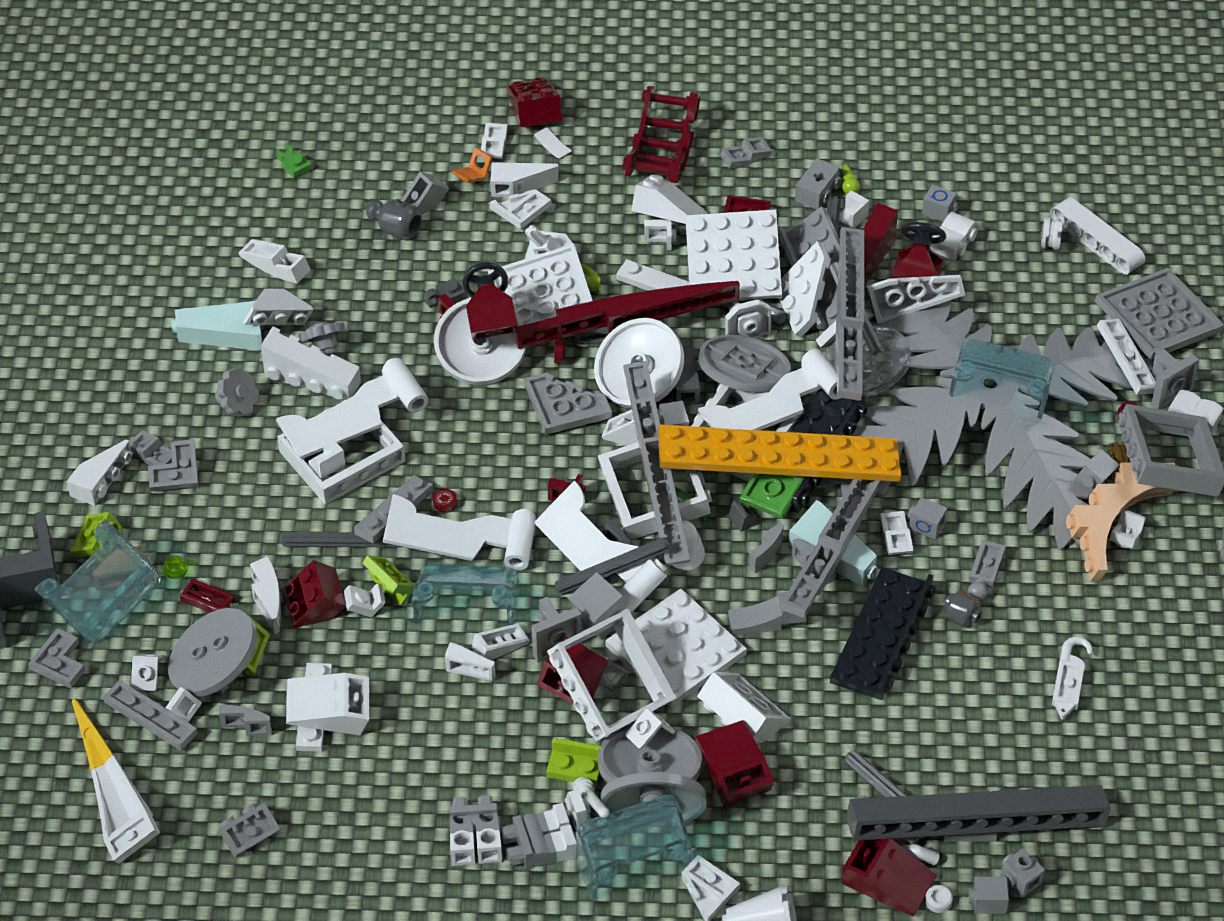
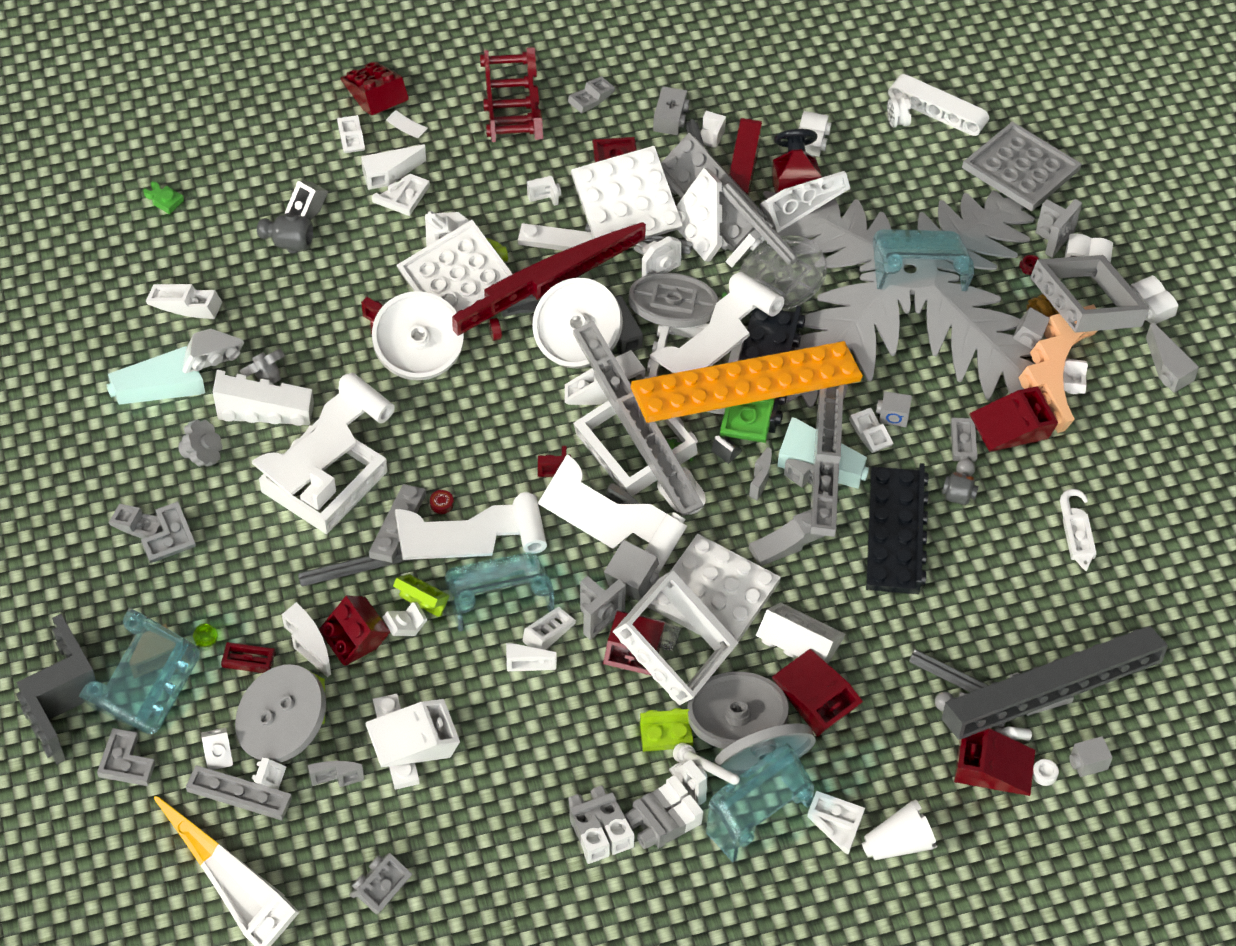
camera: 20 degrees left, 5 degrees up
(86, 542) = (109, 624): lime bracket -> none
(95, 475) = (89, 562): white slope -> none
(450, 287) = (360, 292): dark grey plate -> none
(473, 172) = (342, 170): orange bracket -> none
(490, 308) = (424, 302): dark red piece -> none
(564, 404) = (518, 379): light grey plate -> none
(613, 565) = (630, 528): dark grey axle -> none
(646, 727) = (724, 681): white bracket -> none
(663, 200) = (537, 158): white slope -> none
(849, 180) = (697, 101): lime bar -> none
(850, 314) = (762, 232): light grey slope -> none
(939, 203) = (788, 105): light grey brick -> none
(1022, 872) = (1112, 726): light grey brick -> none
(1045, 556) = (1015, 420): none -> dark red slope
(1127, 356) = (1012, 213): white plate -> none

